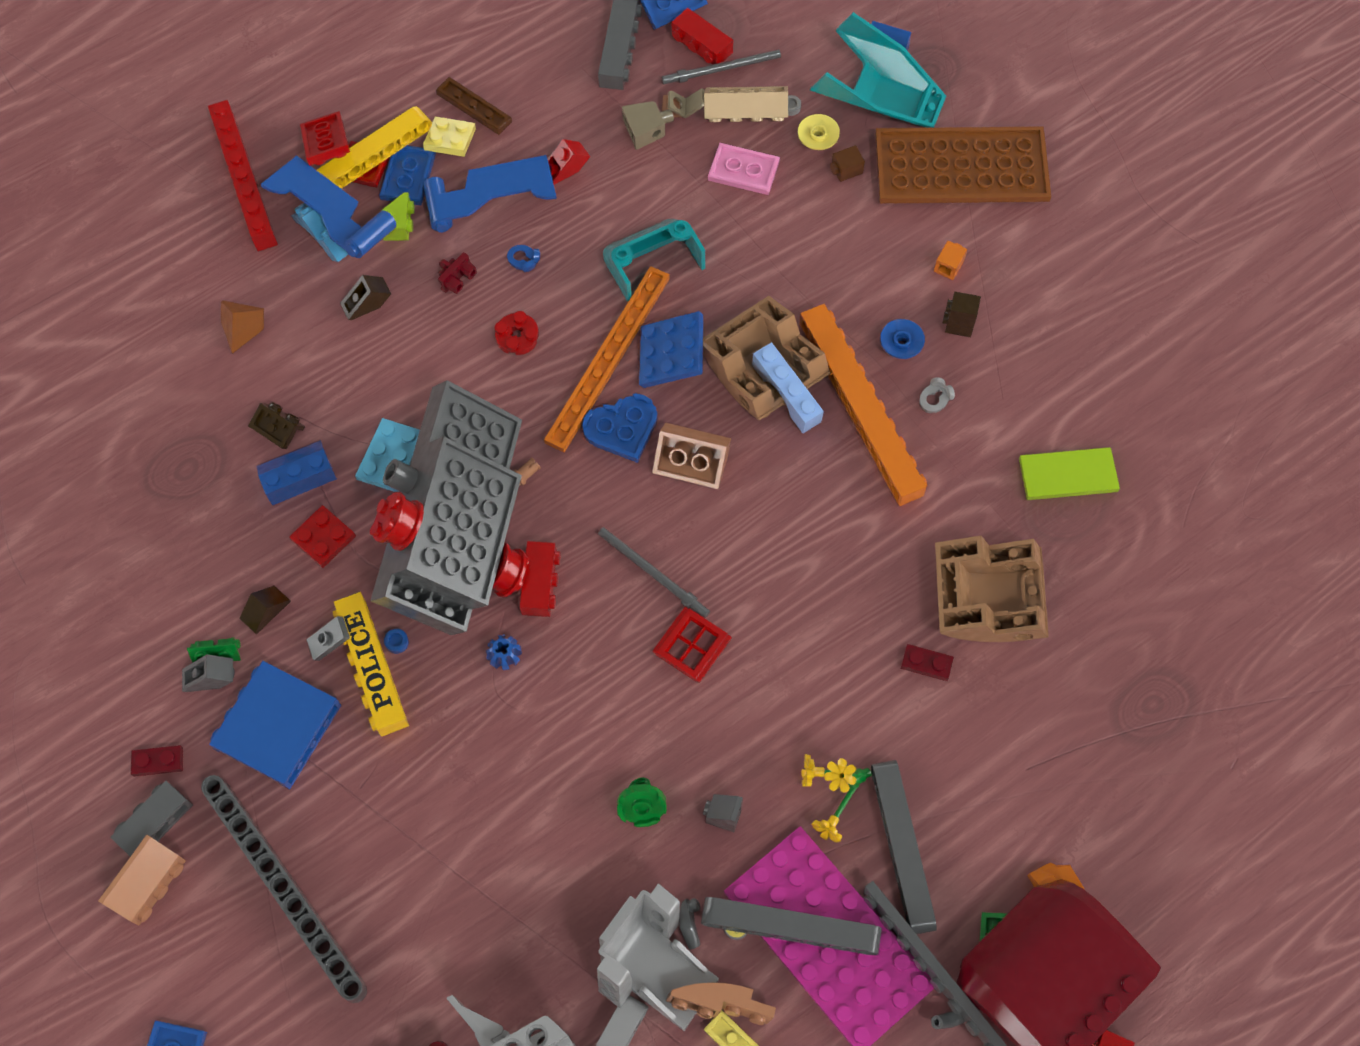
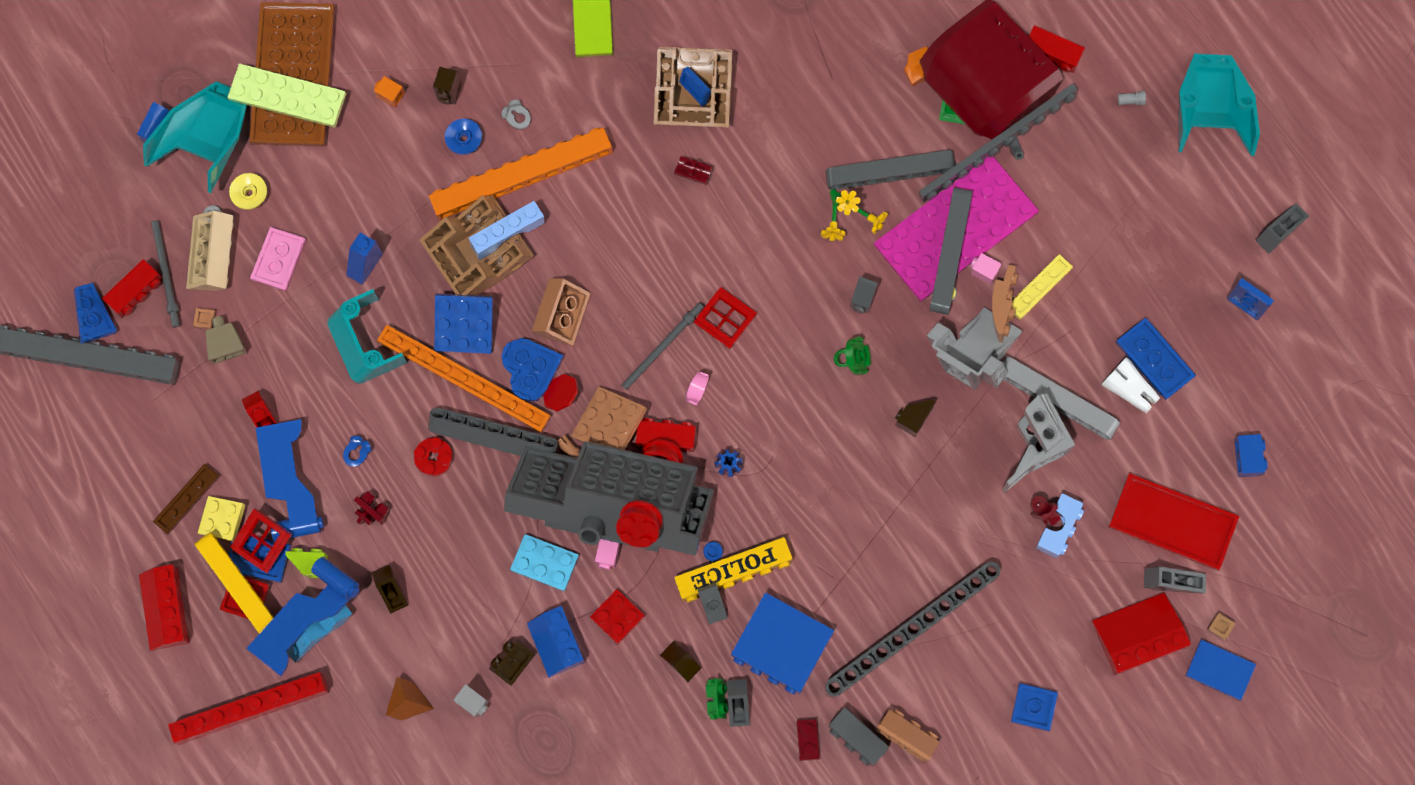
camera: 85 degrees left, 10 degrees up
(230, 382) = (471, 701): none -> light grey slope
(324, 138) = (221, 628): red plate -> none
(357, 95) = (163, 607): none -> red slope
(429, 154) = (246, 531): none -> red piece
(541, 386) = (487, 433): none -> dark grey beam
(554, 512) = (609, 420): none -> nougat plate
(563, 883) = (914, 416): none -> dark brown slope
(590, 458) = (561, 392): none -> red piece
(596, 613) = (697, 388): none -> bright pink helmet
(687, 105) = (208, 302): dark tan bracket -> none
(687, 922) = (952, 325): dark grey arm -> none
(746, 243) = (362, 258): none -> blue slope
(772, 977) = (985, 268): none -> bright pink brick
(847, 163) = (283, 169): reddish brown brick -> none
(880, 595) = (693, 170): none -> dark red hips
(927, 662) = (747, 142): dark red plate -> none
(933, 158) = (287, 95): none -> yellowish green plate
(993, 590) = (694, 86): none -> blue plate

